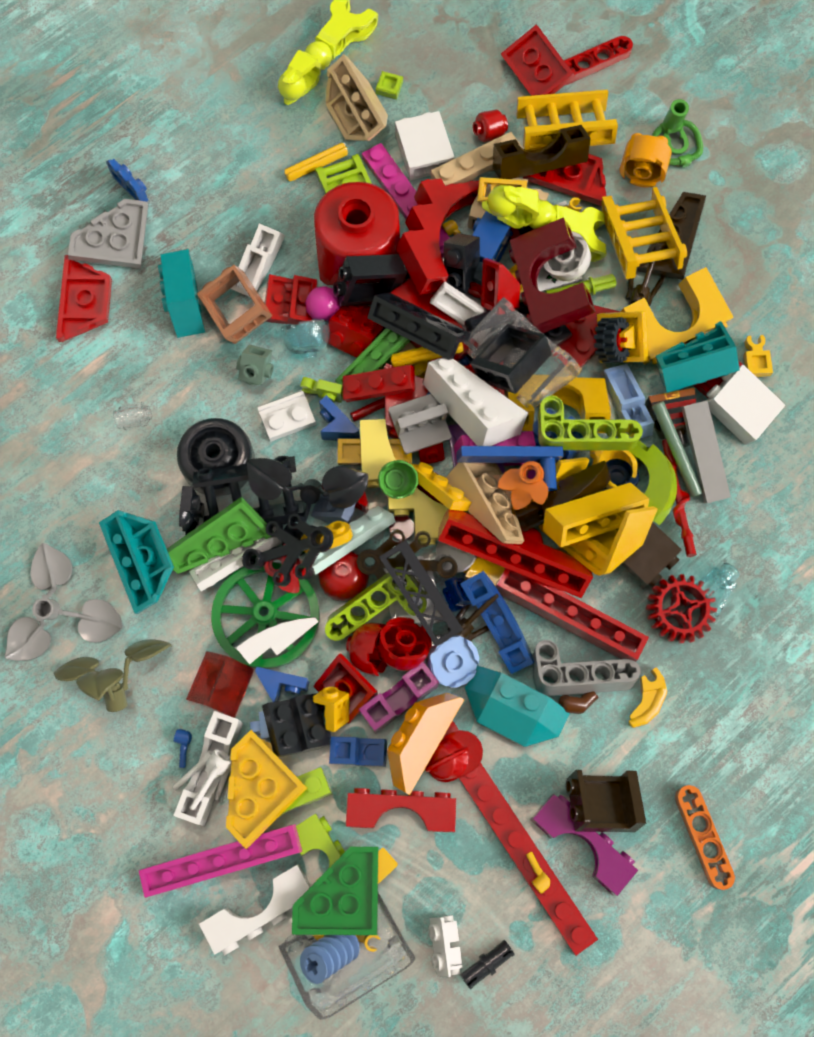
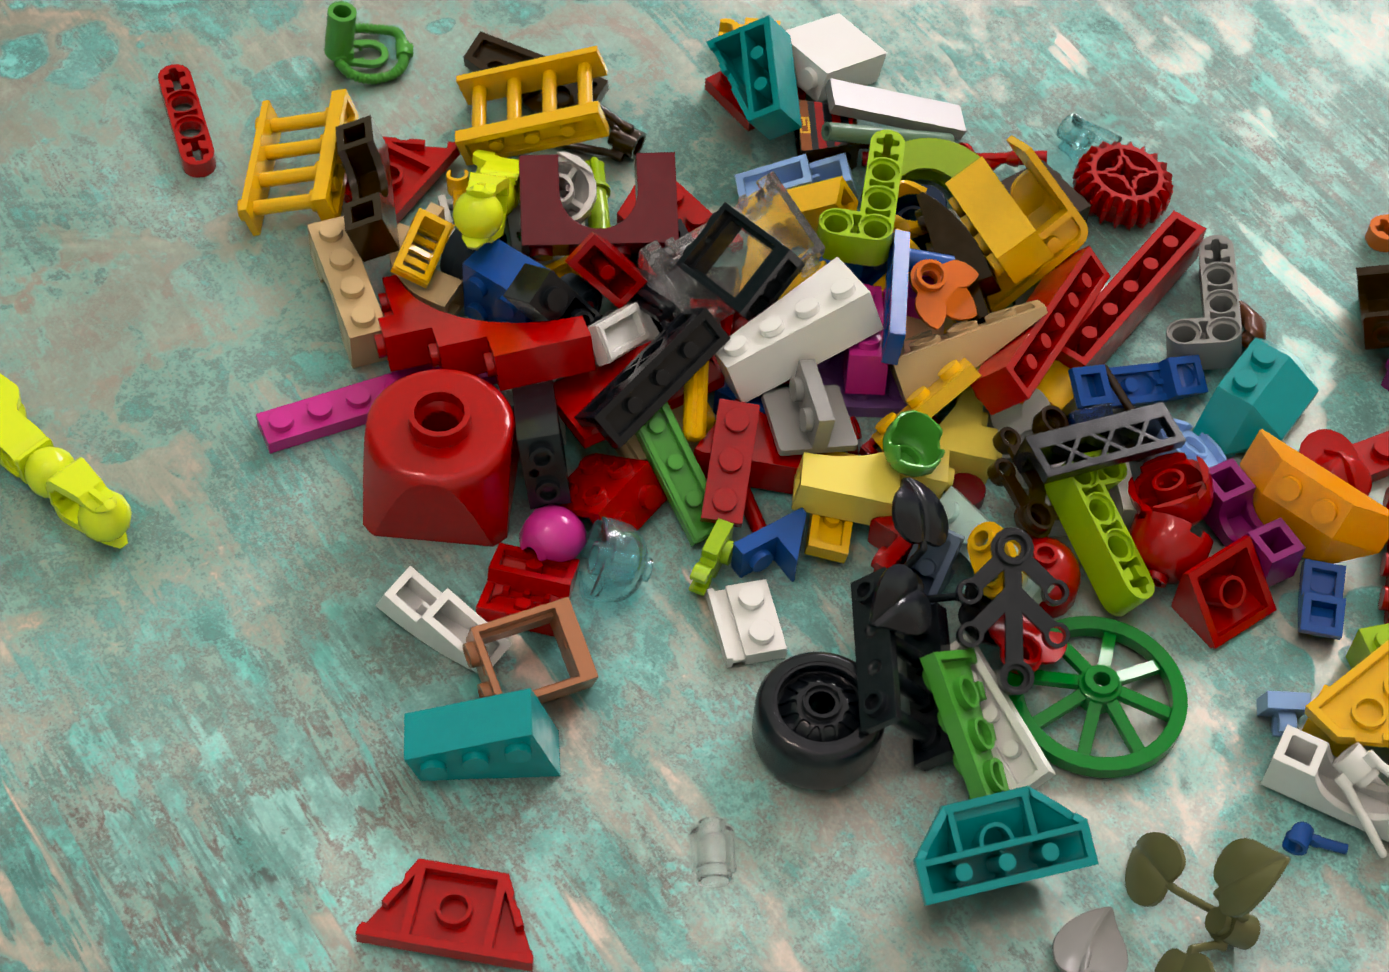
camera: 85 degrees left, 20 degrees down
(113, 236) = (336, 844): light grey plate -> none
(124, 177) = (221, 810): blue plate -> none
(190, 509) = (916, 765): black plate -> none
(220, 683) = (1207, 778): clear red slope -> none
(255, 365) = (653, 642): sand green brick -> none
(275, 680) = (1216, 689): blue slope -> none
(276, 638) = (1150, 666): white slope -> none
(296, 725) = (1286, 659): black plate -> none
(315, 161) = (263, 515): yellow axle -> none
(336, 707) = (1260, 605): yellow bracket -> none
(353, 102) = (175, 433): tan wedge -> none
(356, 175) = (324, 475): lime plate -> none
(389, 85) = (137, 390): lime tile -> none
(423, 144) = (280, 354): white brick -> none
(490, 125) = (273, 258): red head -> none
(537, 63) = (179, 180): red plate -> none
(621, 337) = (709, 157): plate -> none
(646, 160) = (404, 80): light orange brick -> none
(652, 699) = (1252, 248): yellow piece -> none
(706, 306) = (678, 69): yellow arch -> none

